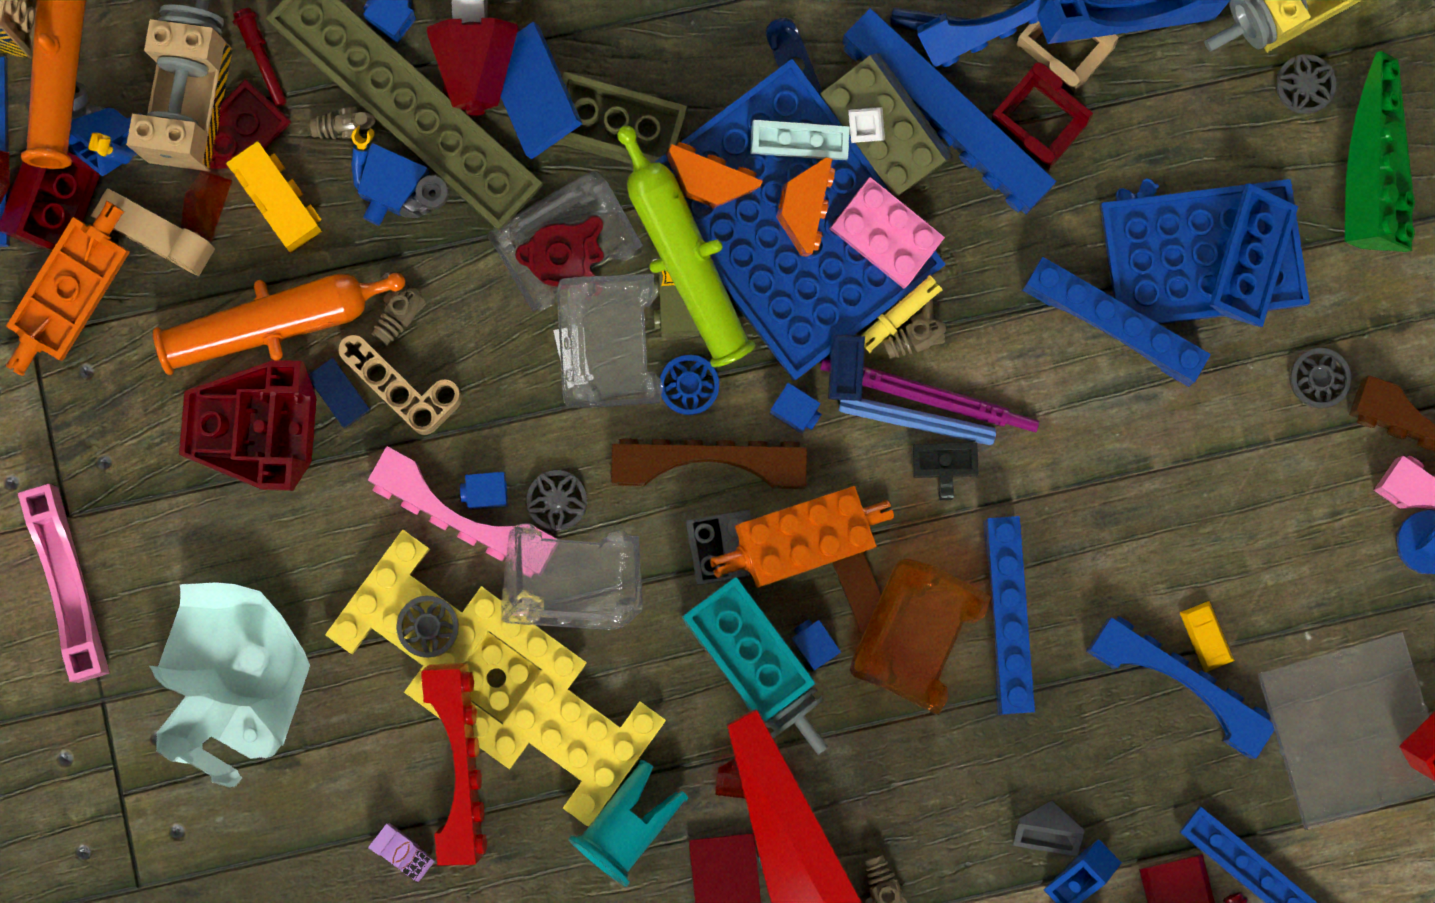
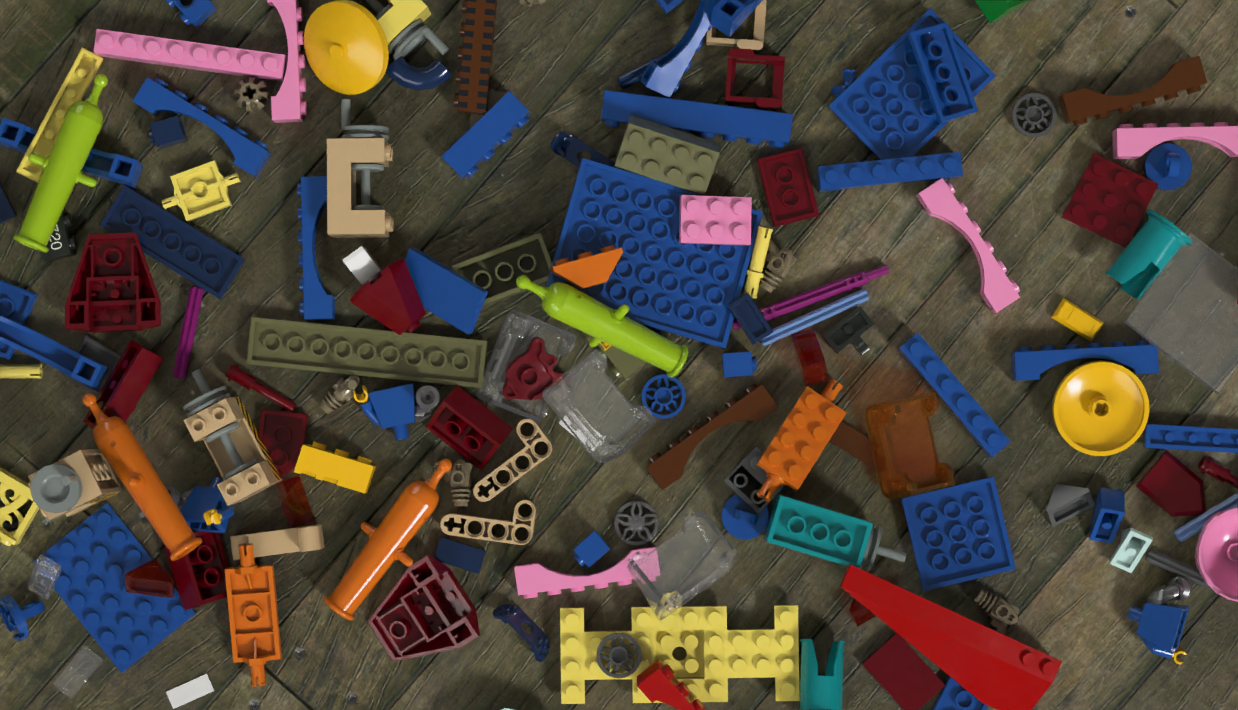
camera: 25 degrees left, 5 degrees up
(351, 545) = (514, 617): none -> dark blue piece
(452, 261) = (469, 427): none -> dark red slope
(468, 333) = (510, 465): none -> tan beam
(675, 583) = (742, 519): none -> blue tile
(799, 140) = (624, 204): light aqua plate -> none
(804, 204) = (655, 241): orange slope -> none
(814, 644) = (851, 495): blue brick -> none
(866, 124) = (657, 166): white tile -> none
(880, 459) = (809, 357): none -> clear red slope
(902, 773) = (958, 533): none -> blue plate
(992, 259) = (787, 187): none -> dark red tile
(1148, 399) = (995, 285): none -> bright pink arch
(1162, 750) = (1100, 408): none -> yellow dish
(1337, 531) = (1110, 200): none -> dark red plate
(1339, 618) = (1147, 254): none -> teal piece

